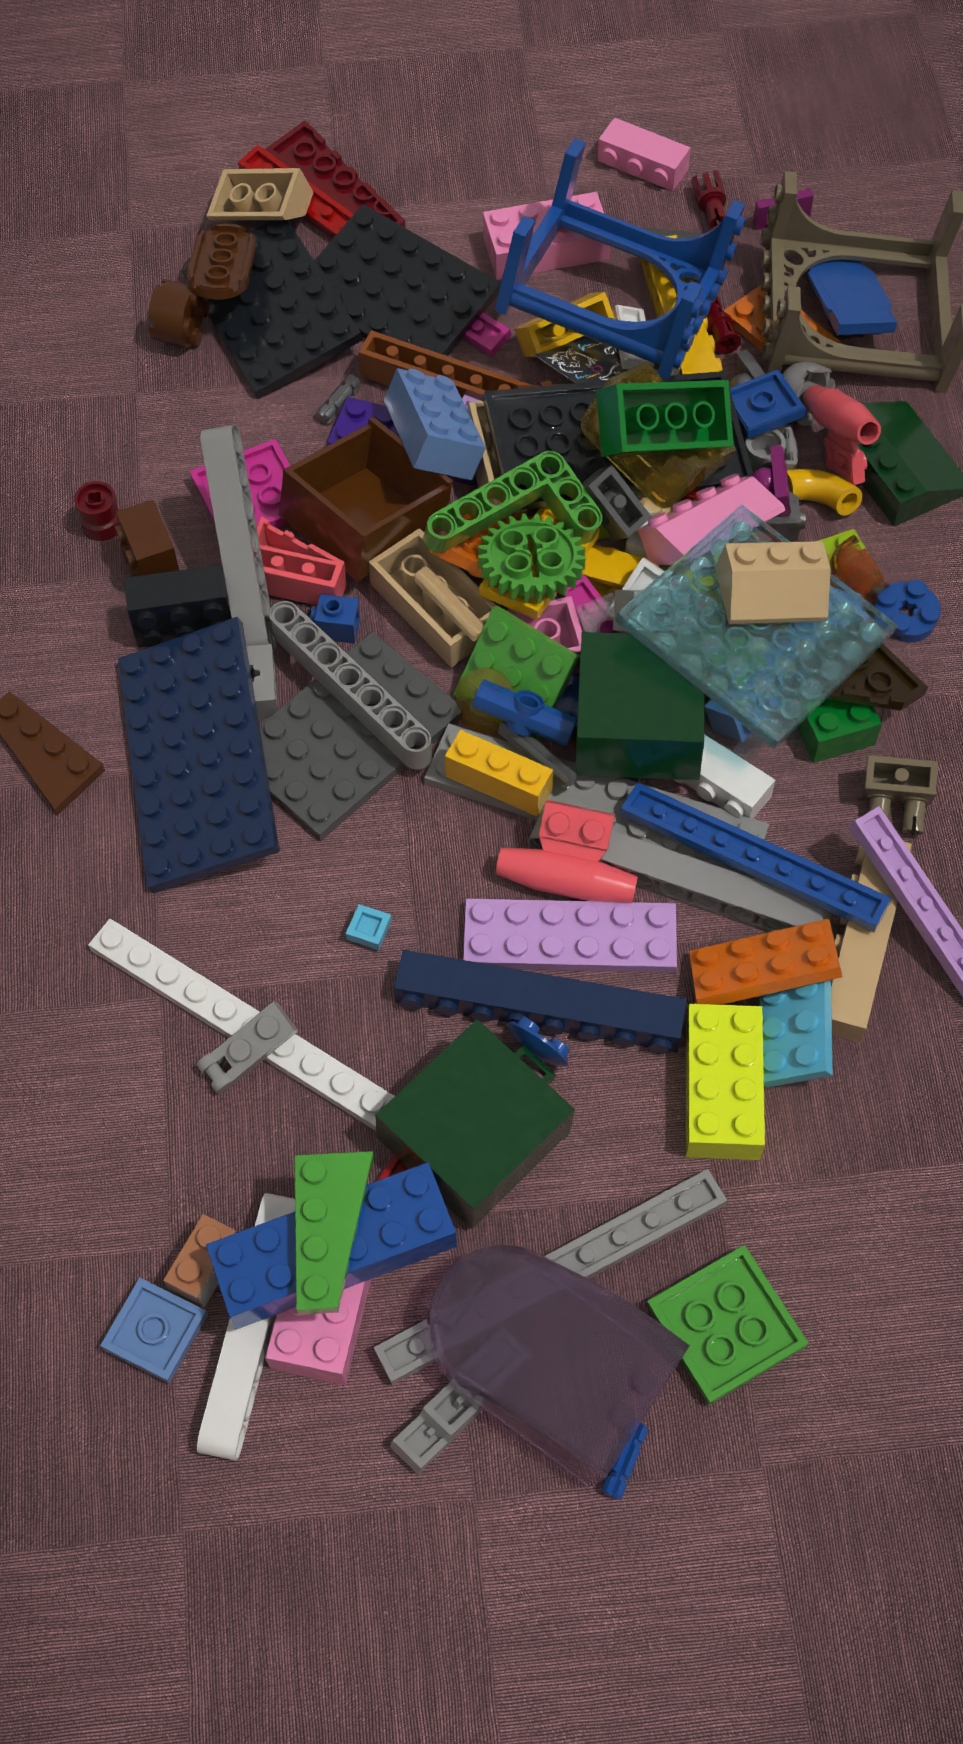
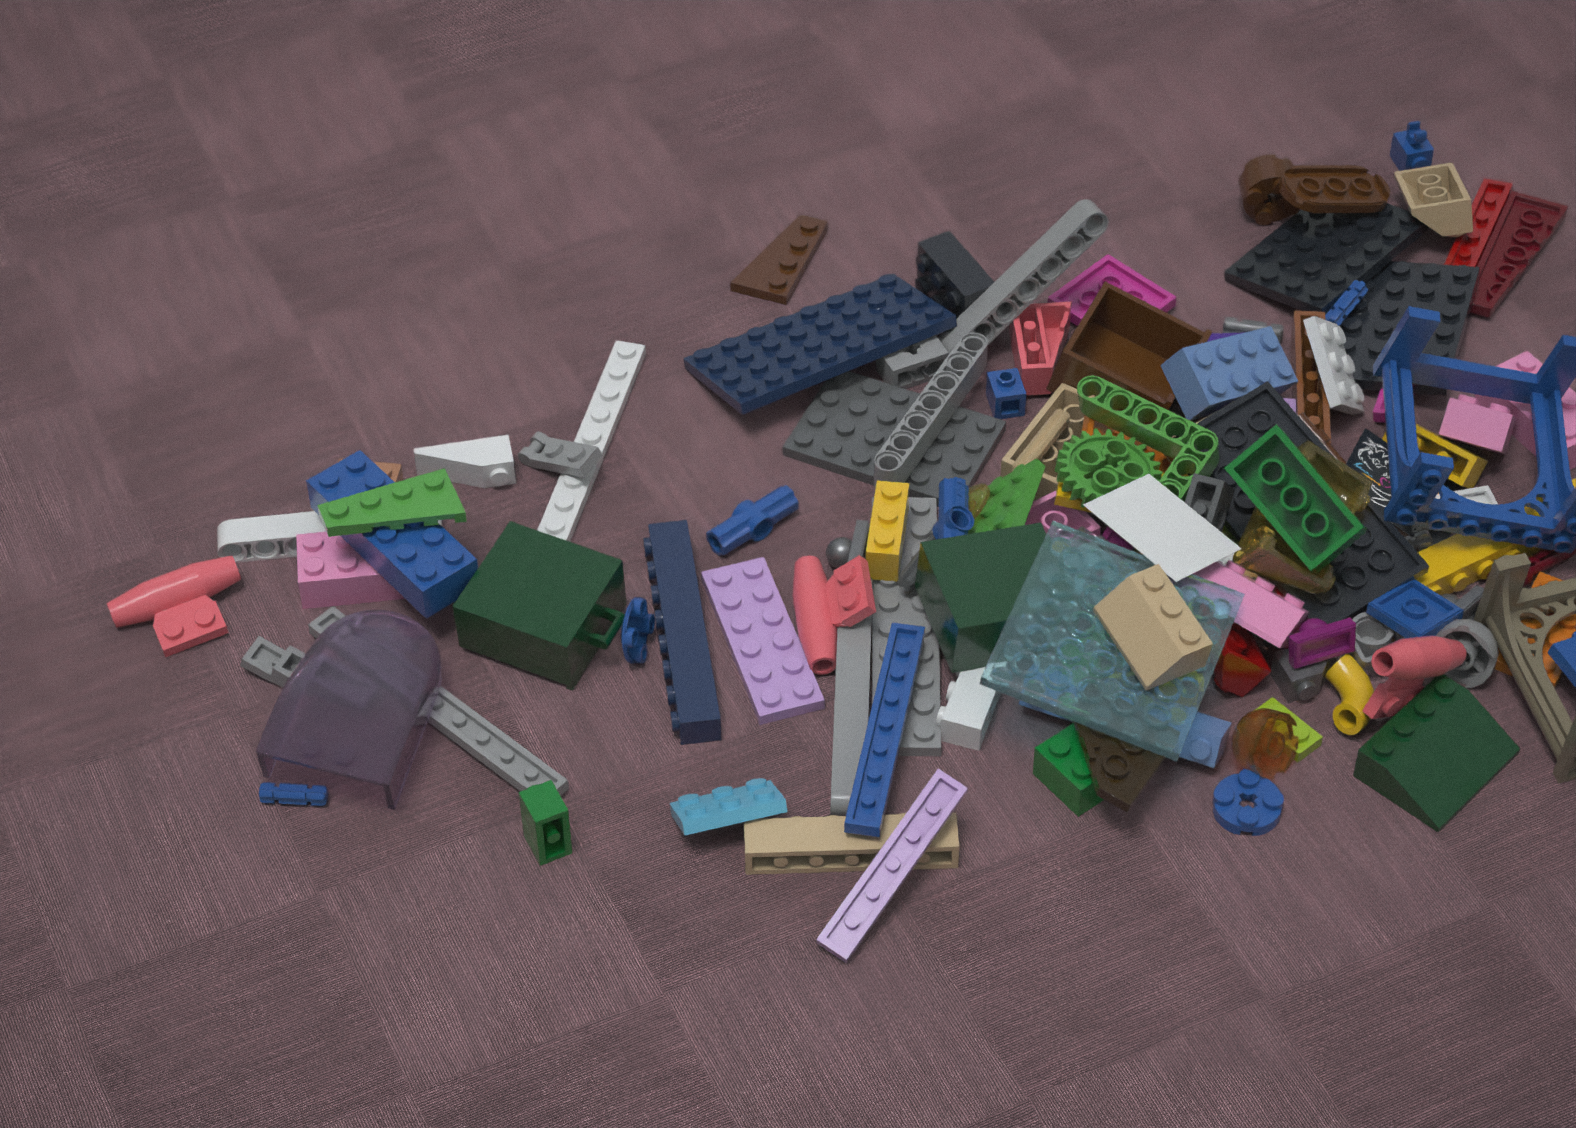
camera: 70 degrees right, 15 degrees down
(97, 510) = (1030, 211): dark red wheel -> none
(145, 540) = (1003, 240): reddish brown brick -> none
(154, 1330) = (291, 472): medium blue plate -> none
(174, 197) = (1411, 148): none -> blue brick
(213, 1140) = (471, 462): none -> white slope
(297, 1524) = (179, 604): none -> coral plate
(357, 313) = (1347, 302): none -> blue axle
(368, 927) = (707, 502): medium azure plate -> none
(413, 893) = (752, 520): none -> blue piece
(448, 345) = (1334, 365): none -> white plate
(497, 818) = (843, 549): none -> flat silver tile
(565, 272) = (1478, 425): none -> bright pink brick
(640, 535) = (1162, 527): none -> white sticker
(724, 1082) = (654, 769): neon yellow brick -> none
(730, 1322) = (431, 831): bright green plate -> none
(765, 963) = (779, 764): orange plate -> none
(770, 1203) = (545, 822): none -> green brick
(901, 781) = (1029, 830): dark tan brick -> none

